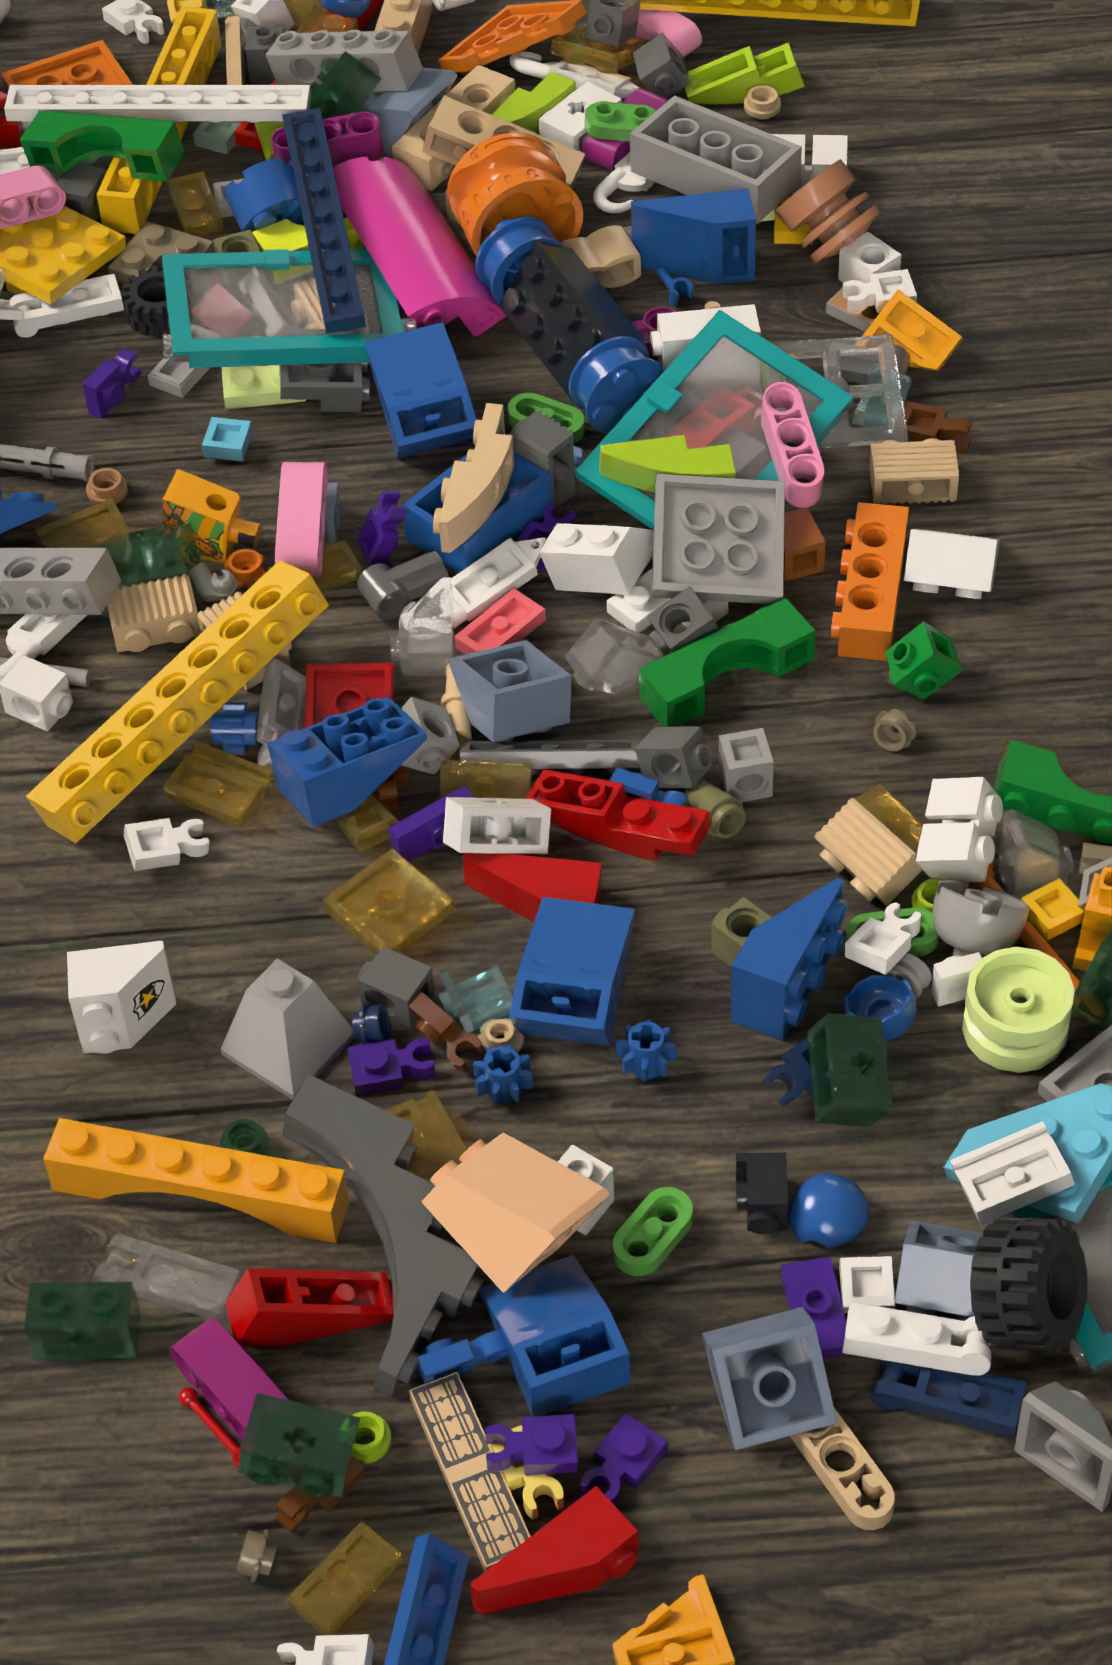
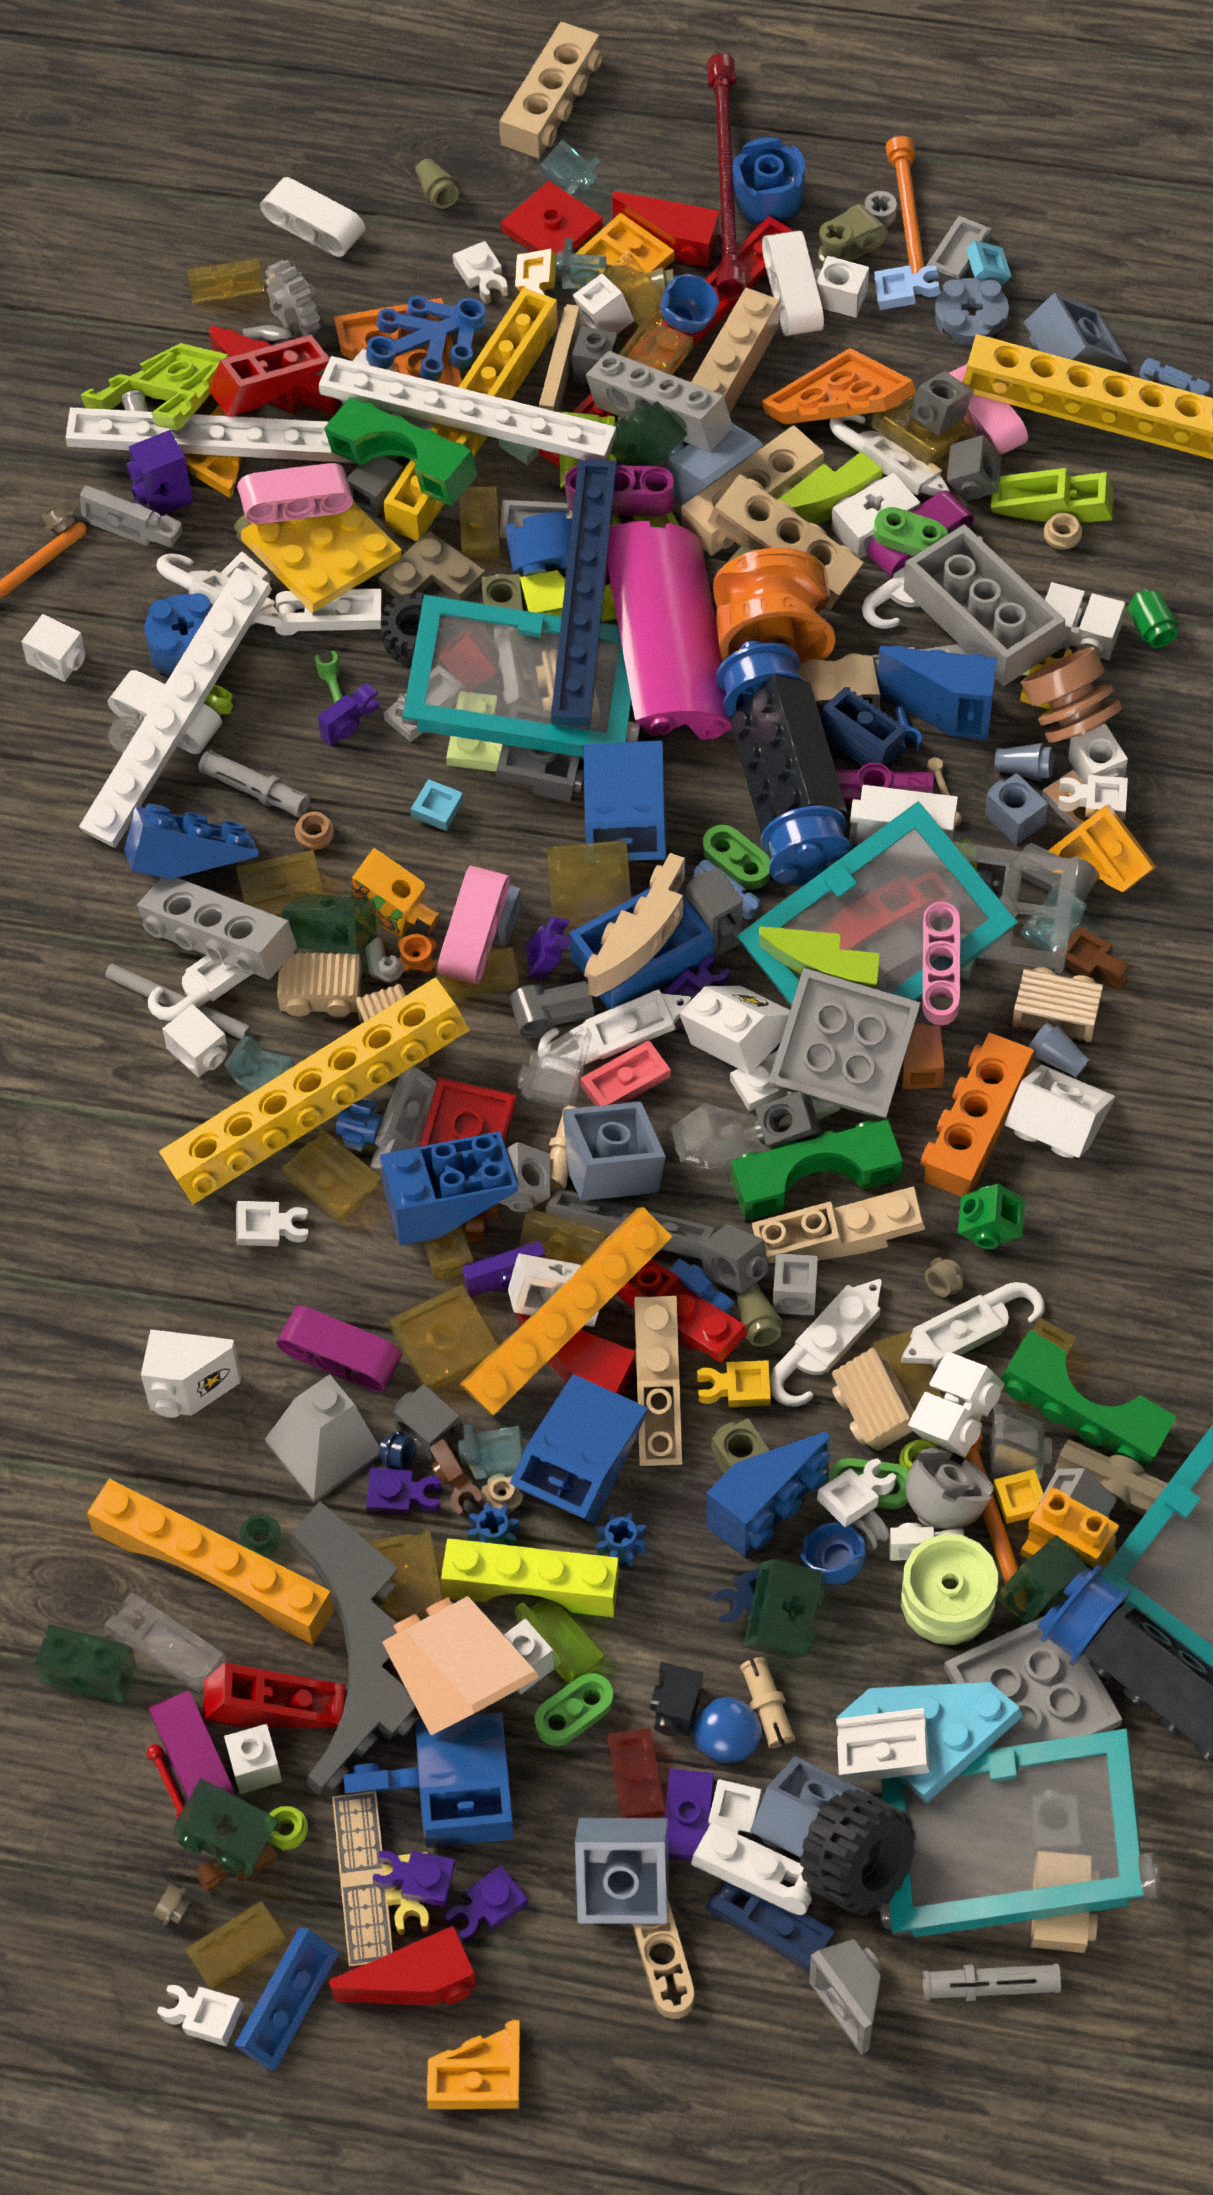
camera: 15 degrees right, 10 degrees up
(81, 354) = (330, 672): none -> bright green hand
(99, 701) = (255, 1067): none -> clear light blue bracket
(131, 46) = (466, 316): none -> blue plant
(258, 936) = (339, 1348): none -> magenta beam
(306, 1369) = (253, 1759): none -> white brick
(403, 457) = (587, 880): none -> clear yellow plate
(514, 839) = (566, 1311): none -> light orange arch
(614, 1098) = (572, 1579): none -> neon yellow arch
(631, 884) = (658, 1380): none -> tan slope
(633, 1173) = (572, 1649): none -> clear neon green panel
(636, 283) = (861, 729): none -> dark blue brick
(721, 872) = (744, 1384): none -> yellow plate
(743, 1276) = (636, 1774): none -> clear red plate
(781, 707) = (843, 1229): none -> tan slope
(794, 815) = (827, 1338): none -> white plate
(802, 283) = (1027, 761): none -> sand blue cone
(806, 317) = (1016, 822): none -> sand blue brick
(863, 1170) = (767, 1702): none -> tan pin
(876, 149) = (1153, 618): none -> green brick
(931, 510) = (1058, 1050): none -> sand blue cone
(940, 758) = (968, 1325): none -> white plate

